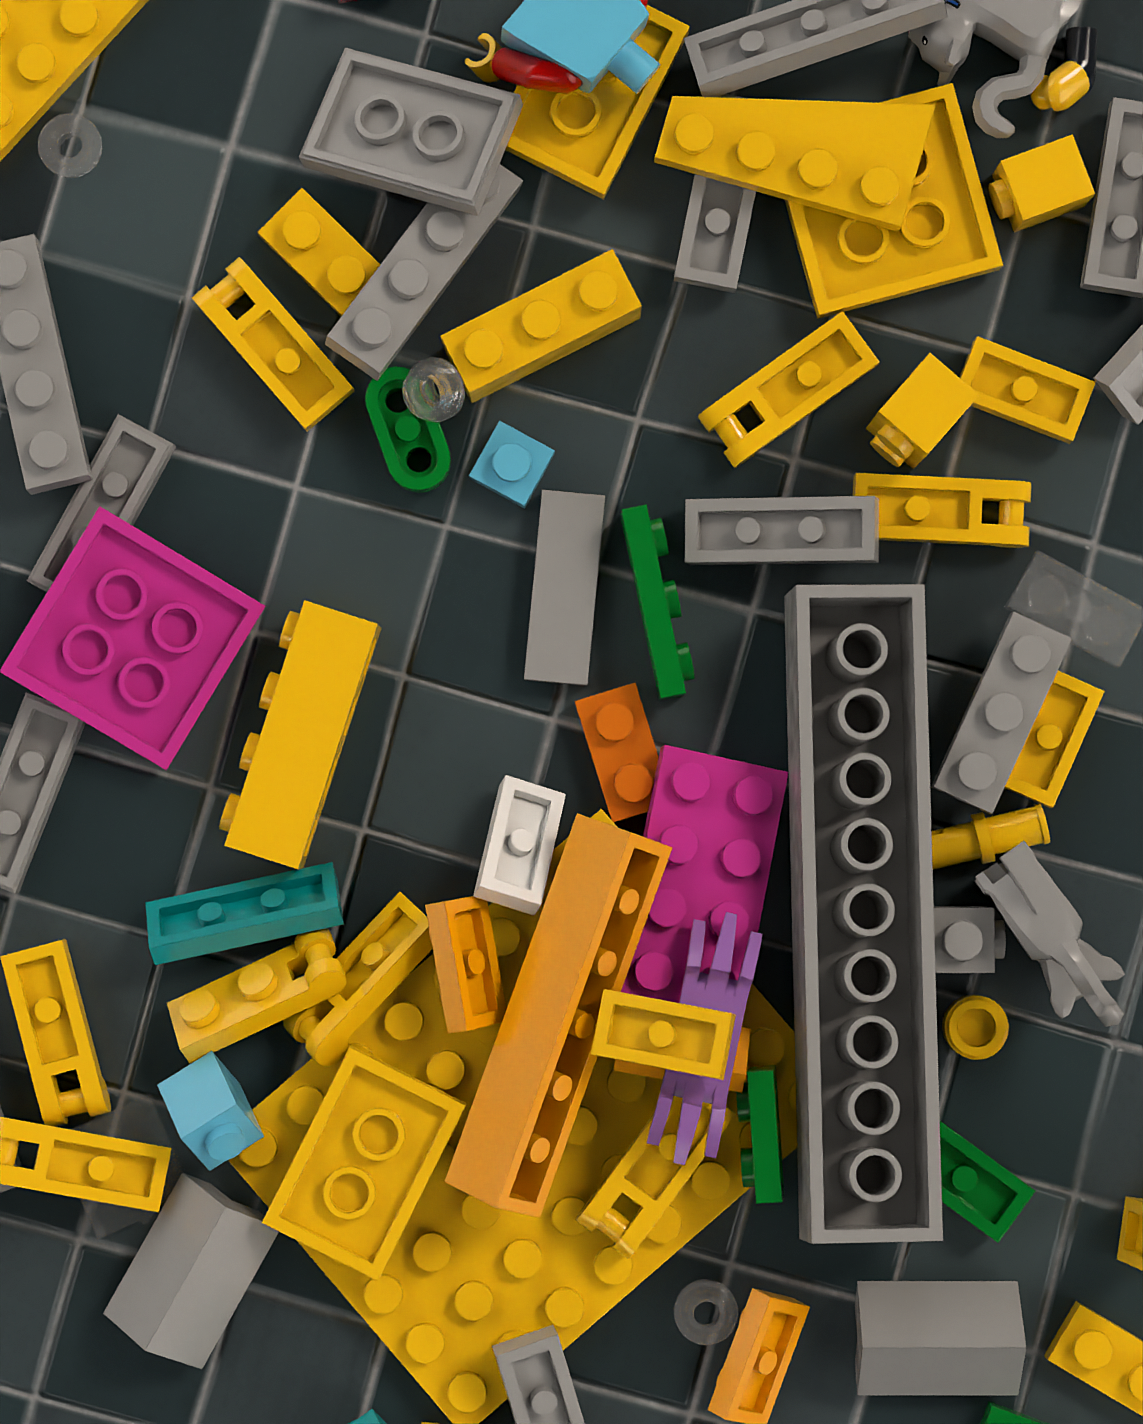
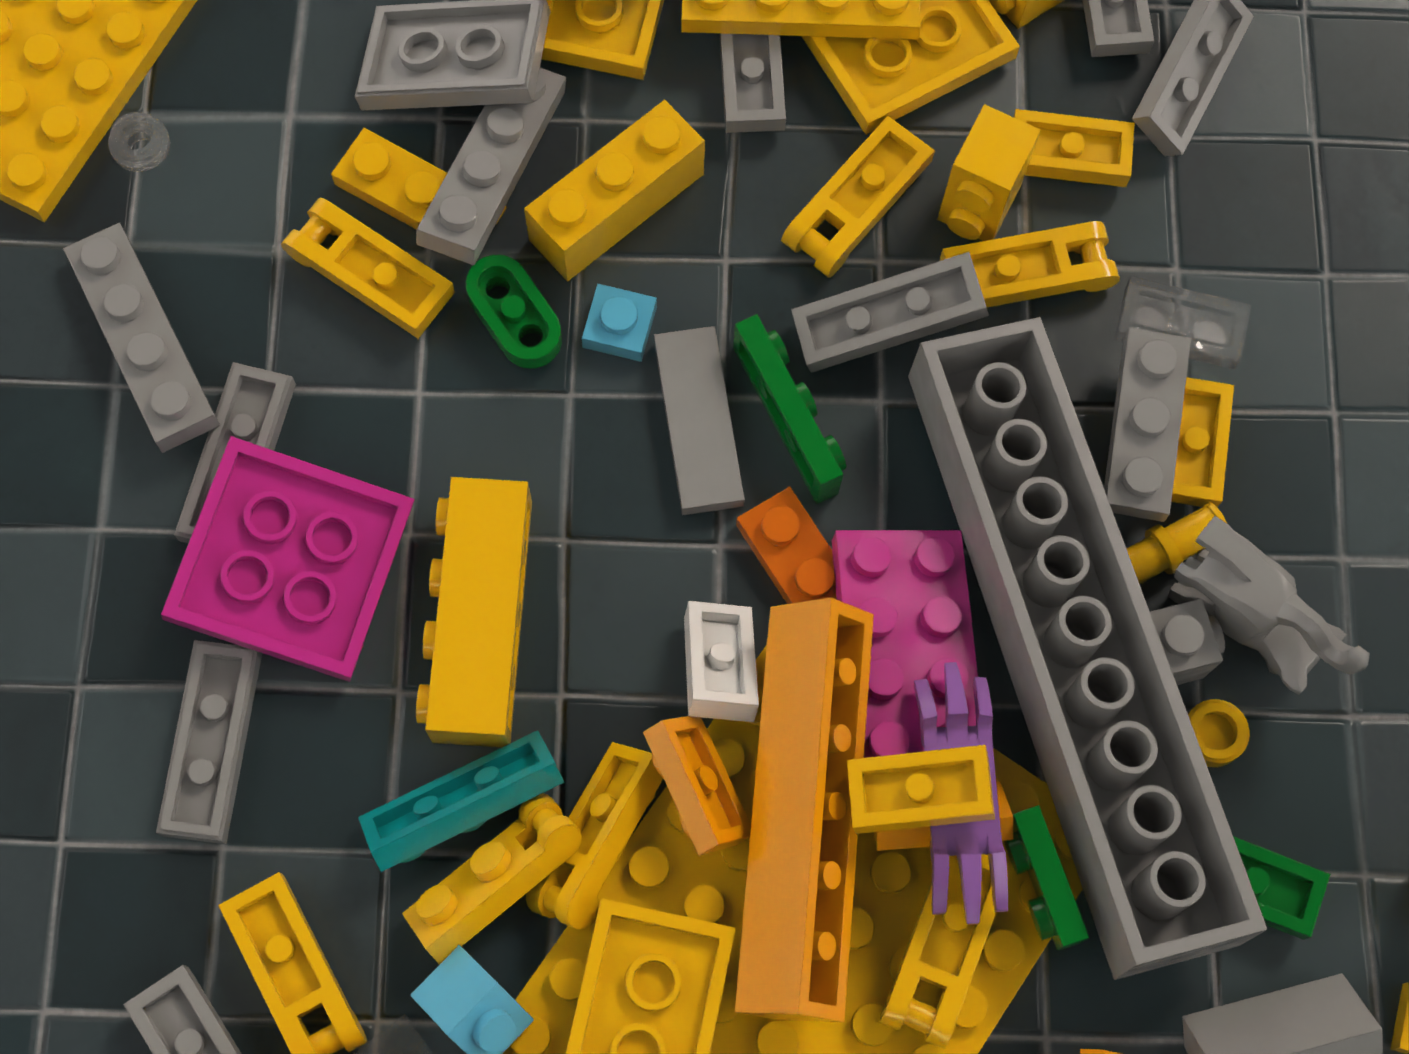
camera: 15 degrees left, 15 degrees down
(421, 395) = (515, 264): clear plate -> none

